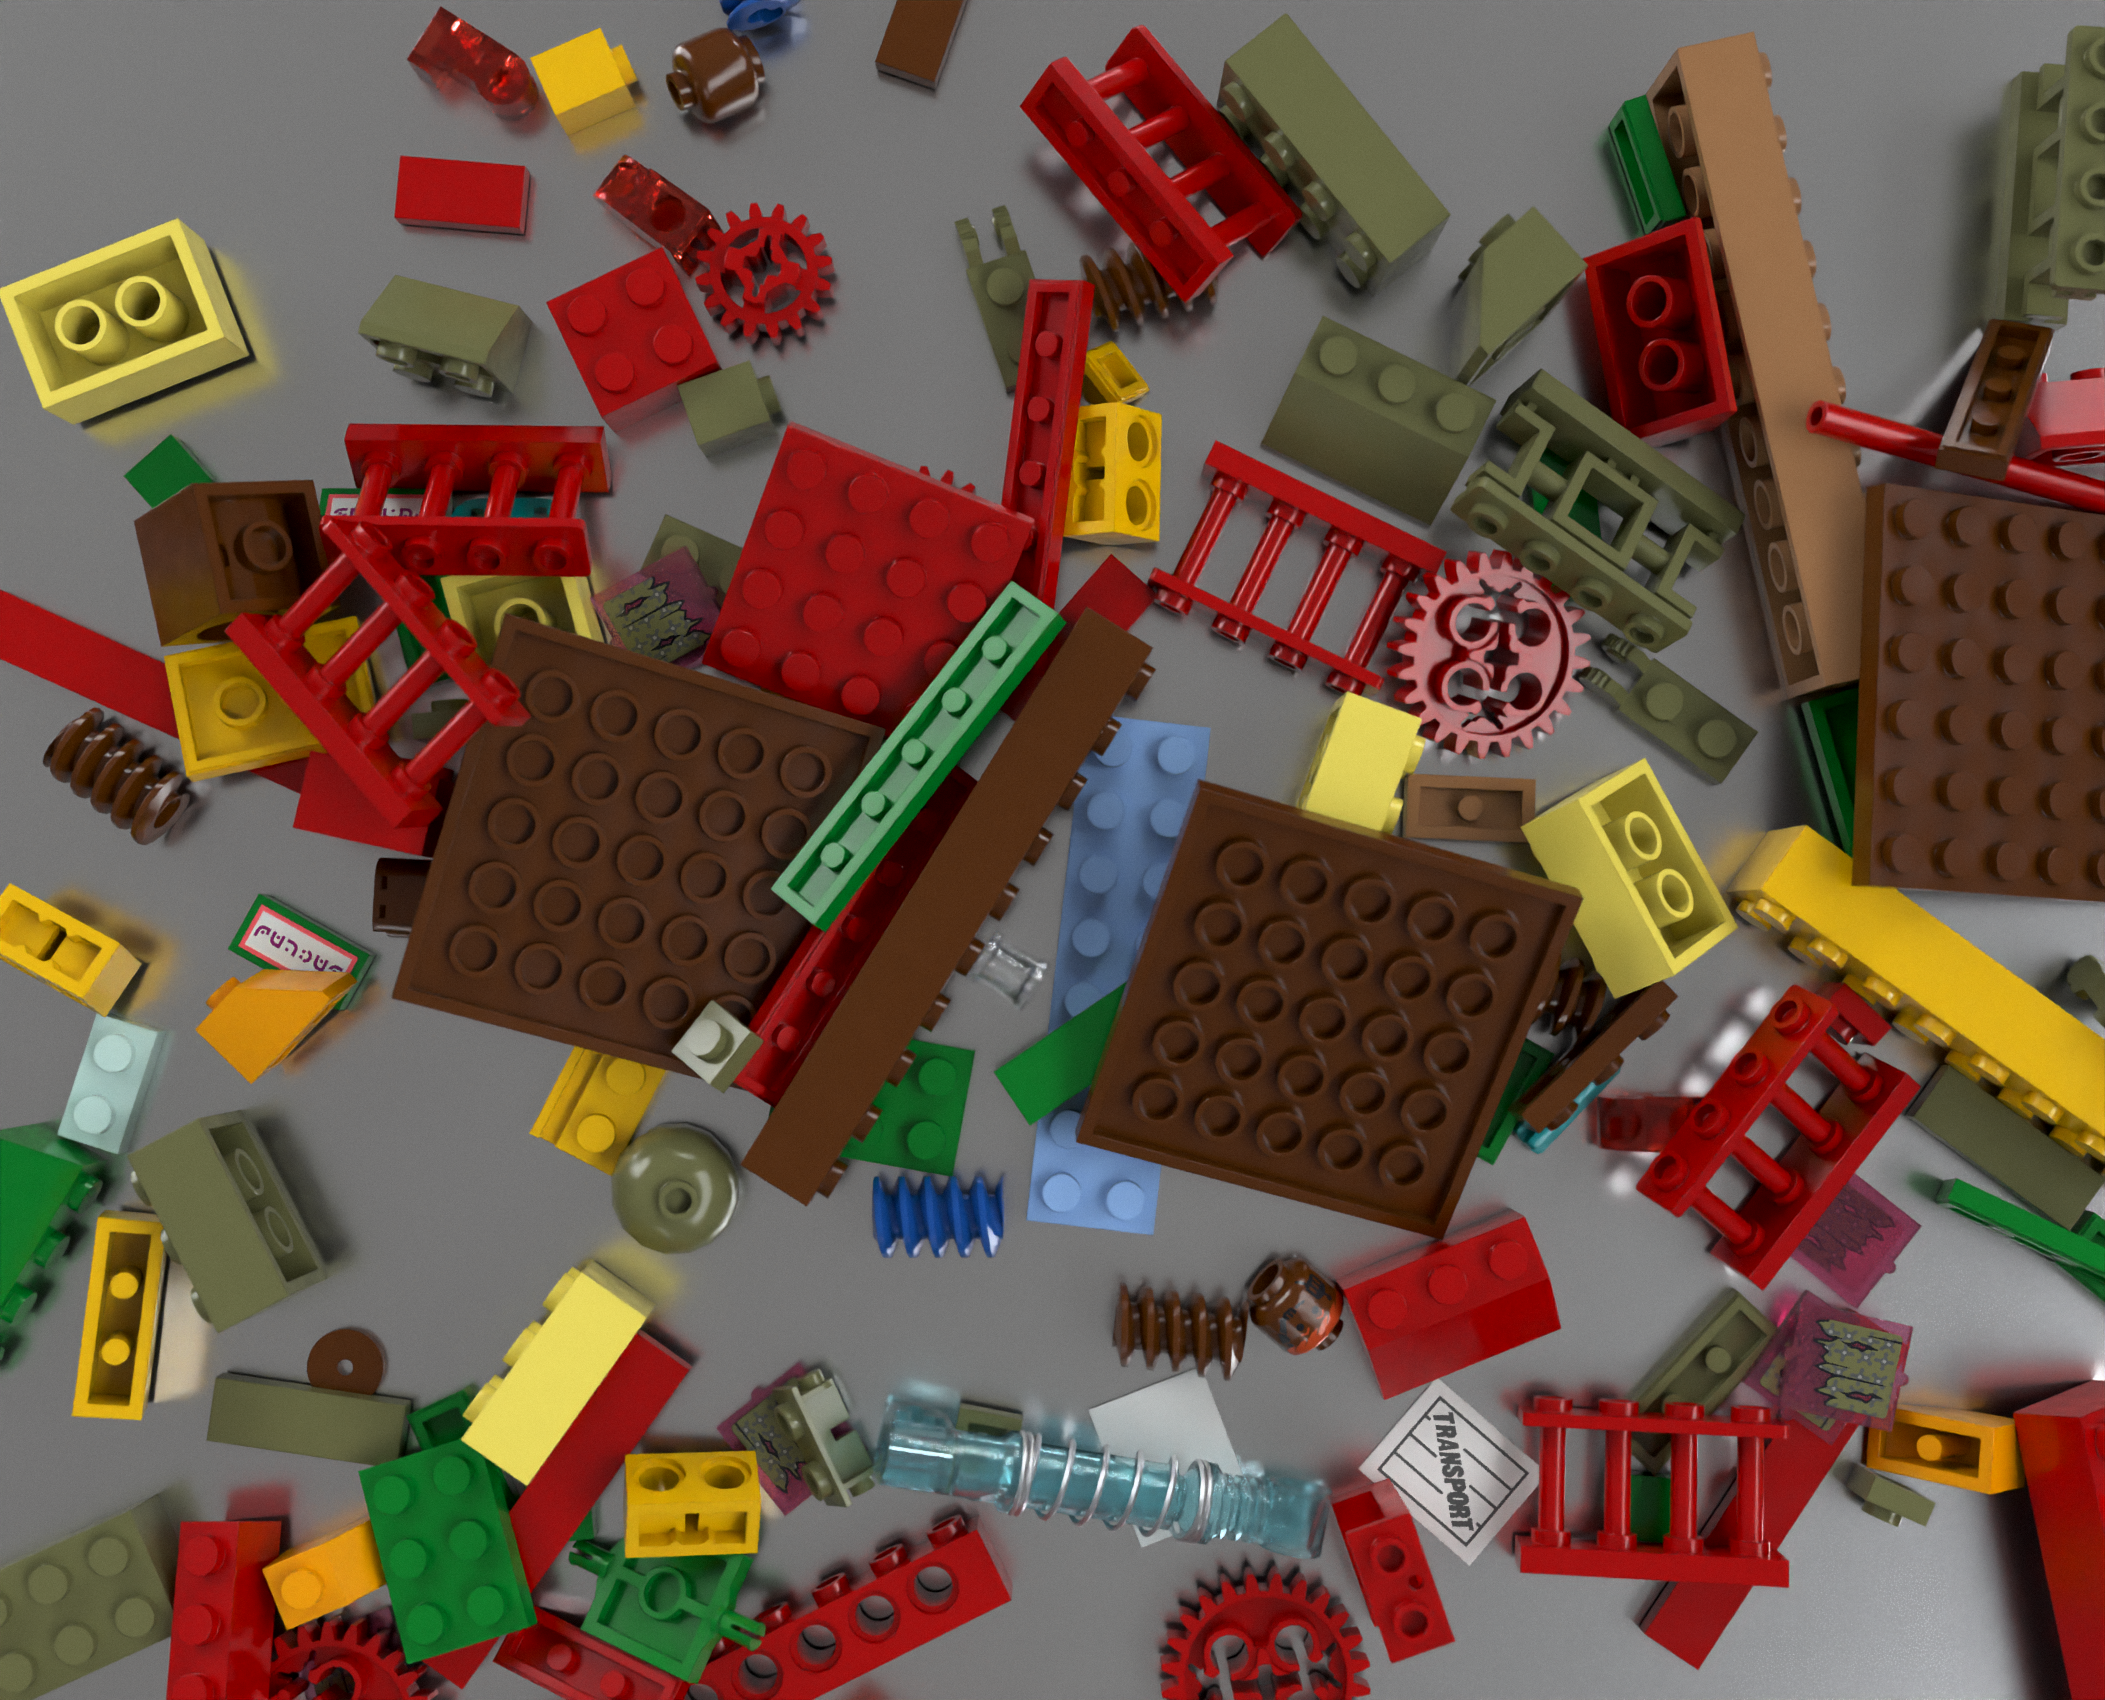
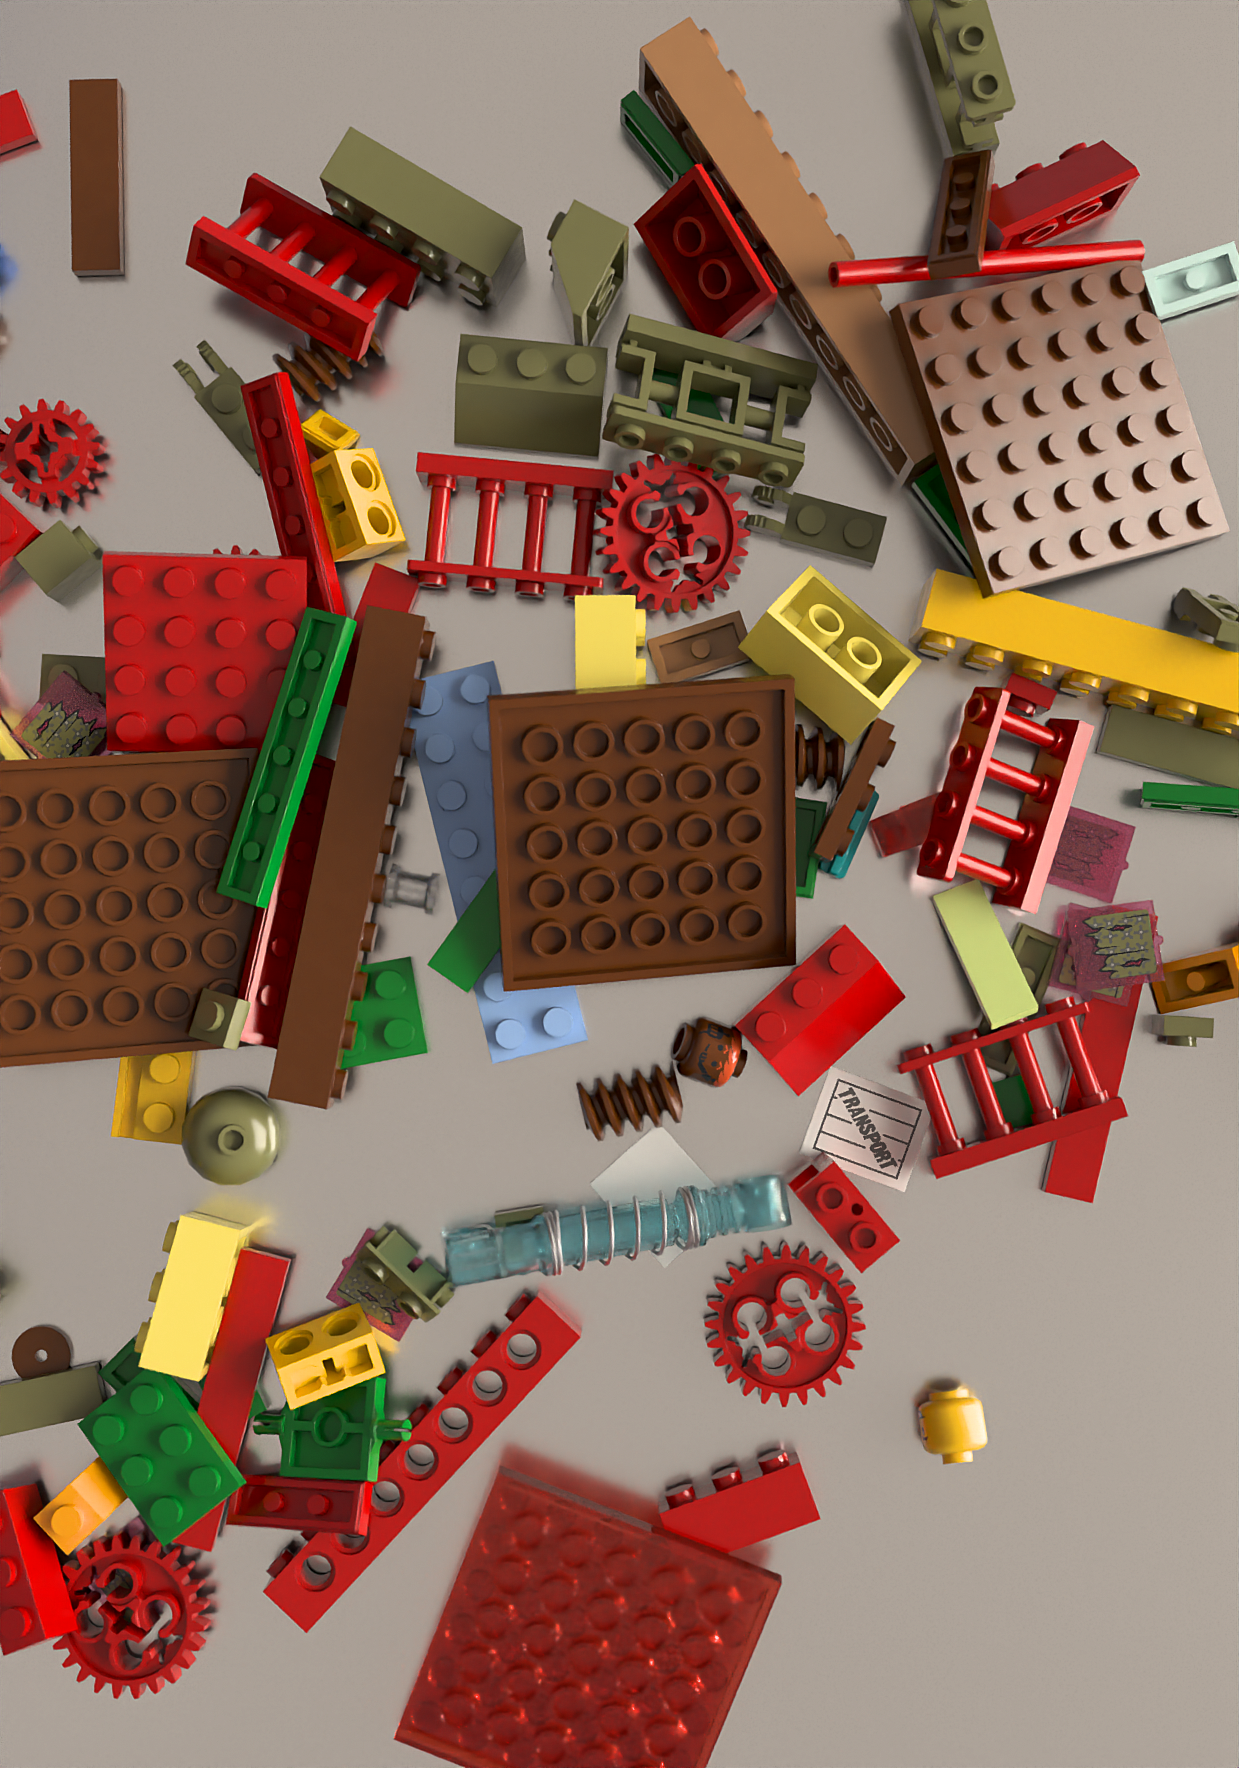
camera: 25 degrees left, 0 degrees up
(938, 1217) = (427, 1085): blue piece -> none
(1681, 1316) = (985, 954): none -> yellowish green tile

